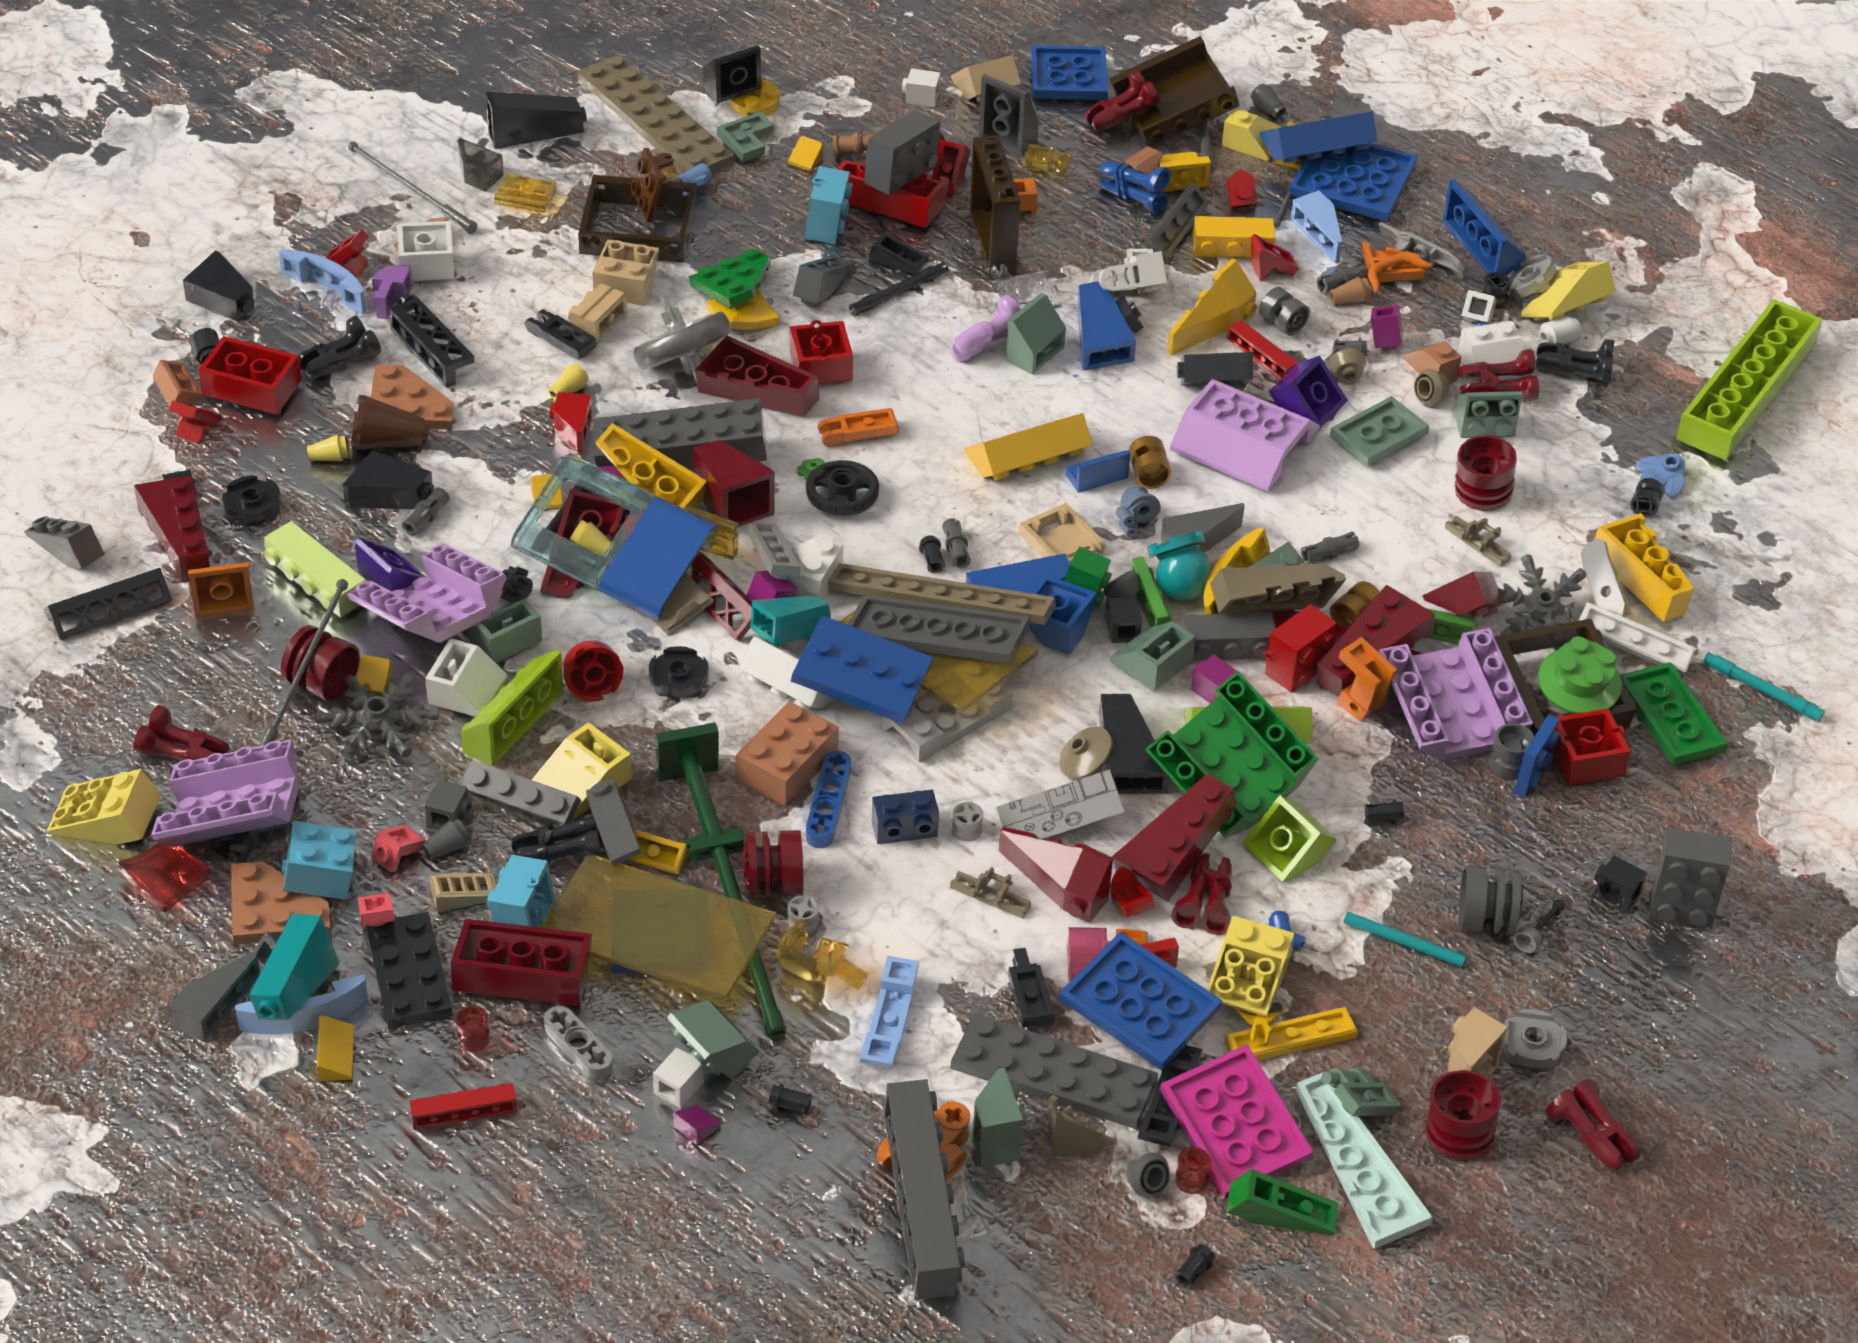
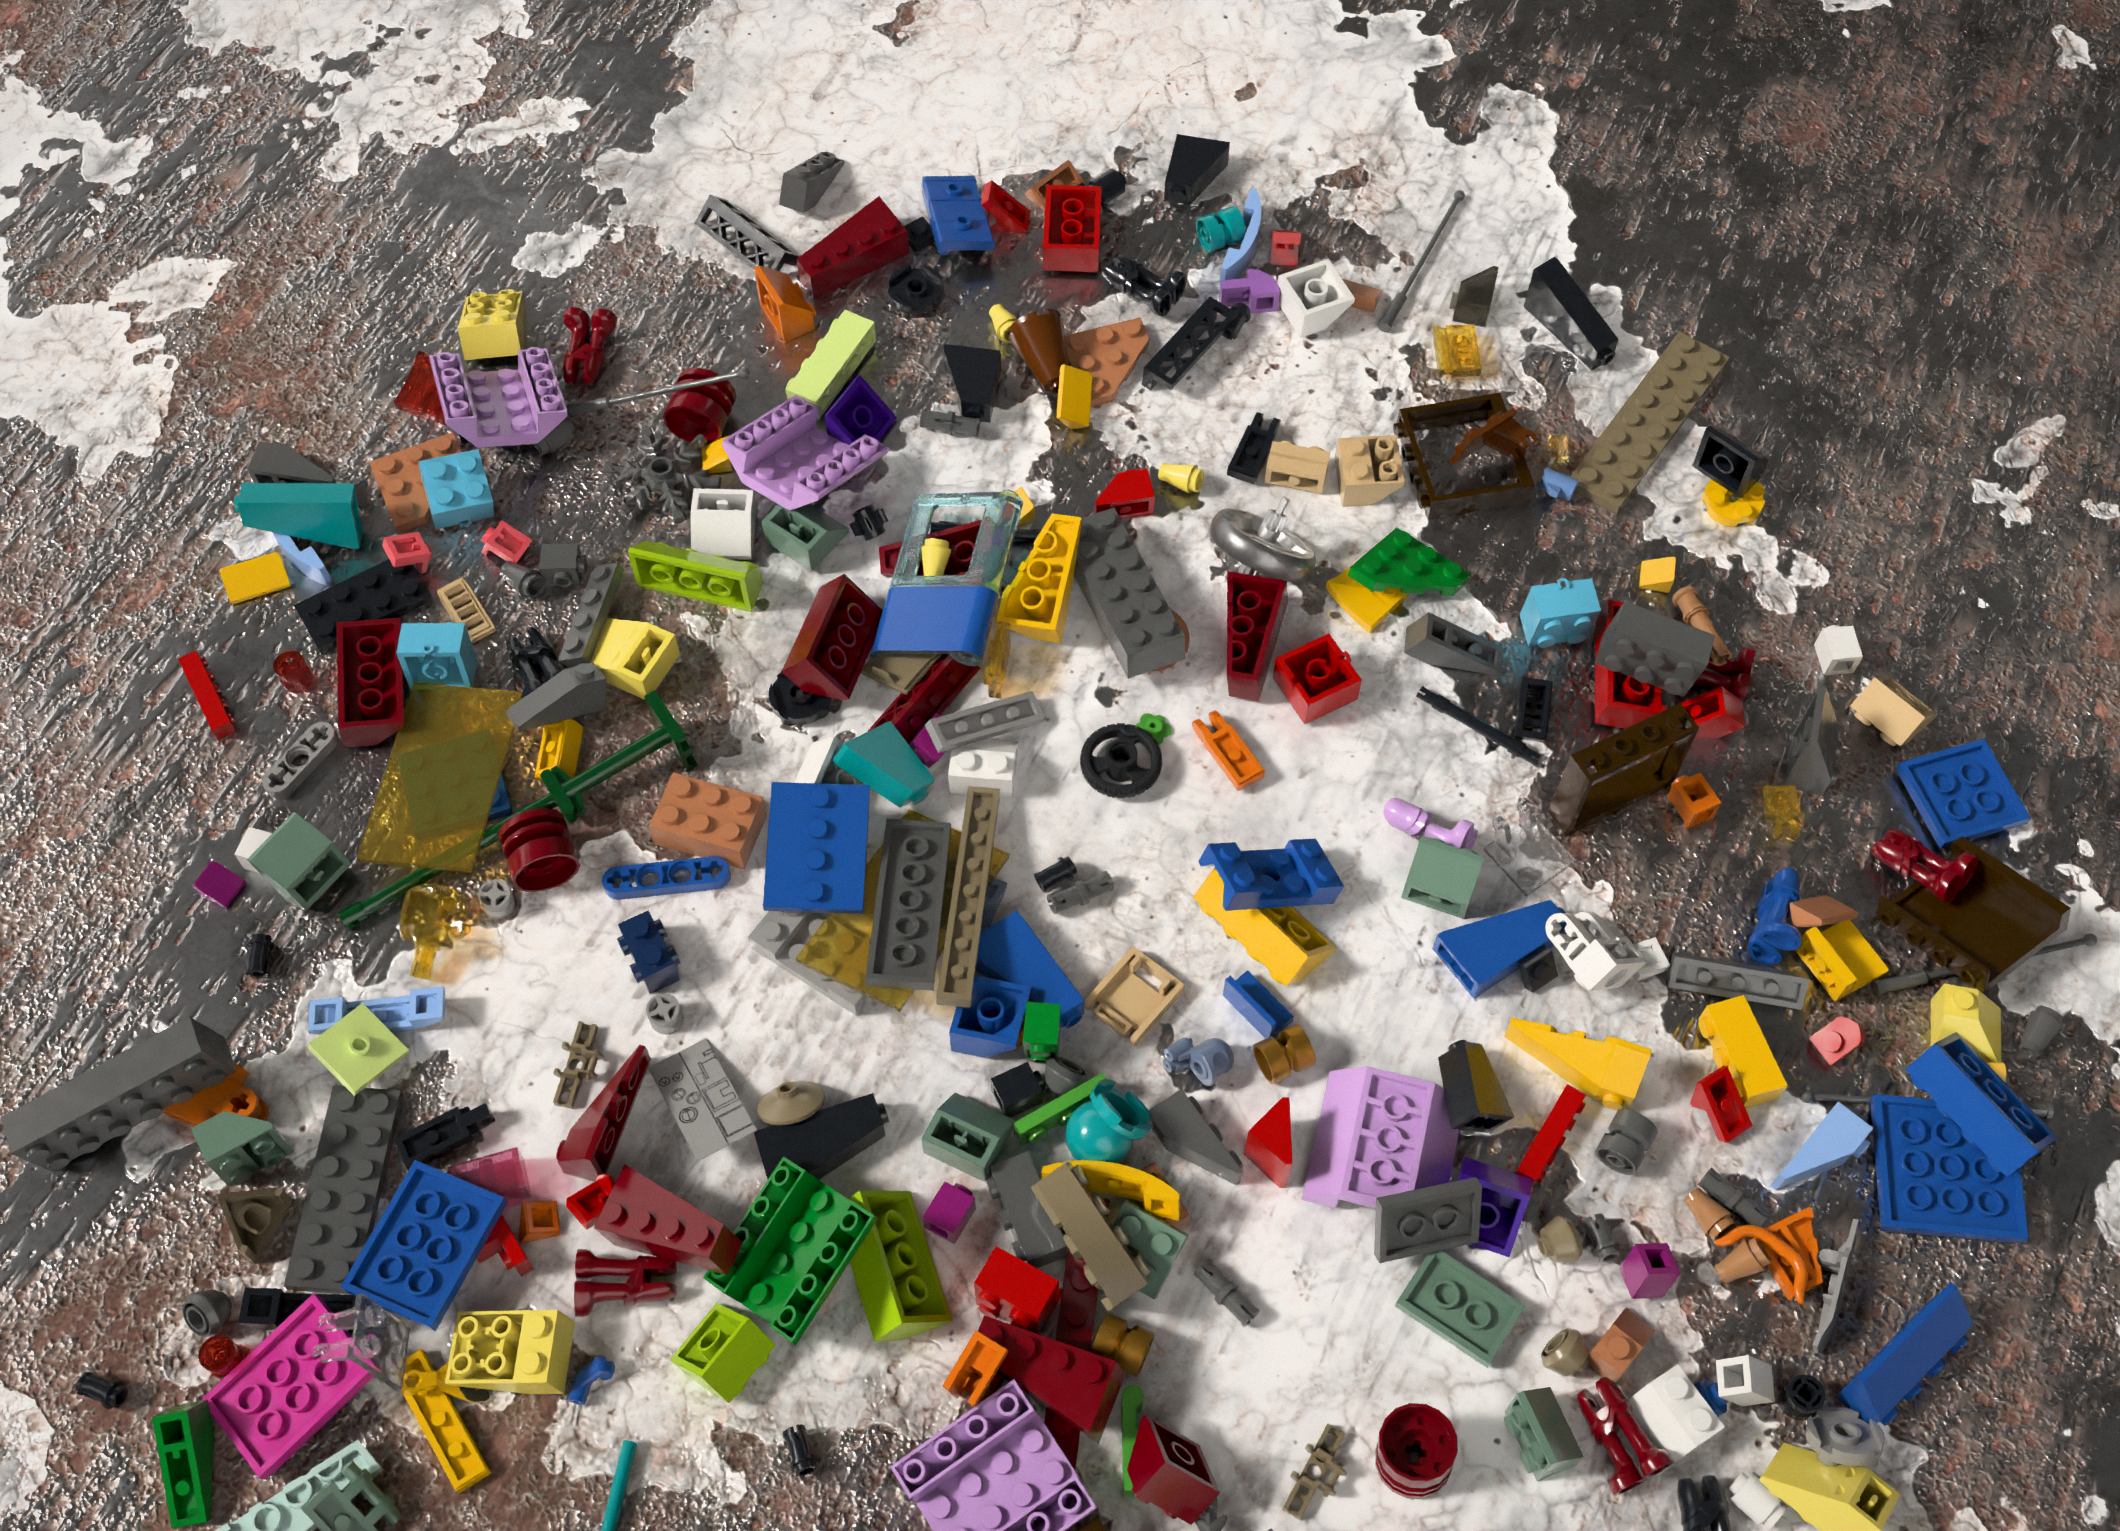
camera: 75 degrees right, 15 degrees up
(180, 448) = (956, 213): none -> blue container
(308, 286) = (1219, 229): none -> teal wheel
(448, 422) = (1074, 397): none -> yellow slope
(592, 670) = (768, 618): red cylinder -> none
(636, 629) = (834, 640): none -> dark red slope
(736, 483) = (1066, 654): dark red slope -> none
(744, 134) = (1658, 502): sand green plate -> none
(927, 1027) = (358, 1049): none -> yellowish green plate
(999, 413) = (1274, 876): none -> blue piece
(1226, 478) = (1271, 1144): none -> red slope
(1230, 1038) = (377, 1340): none -> clear plate
(1319, 411) = (1427, 1219): none -> dark grey plate
(1392, 282) = (1743, 1261): none -> medium nougat cone

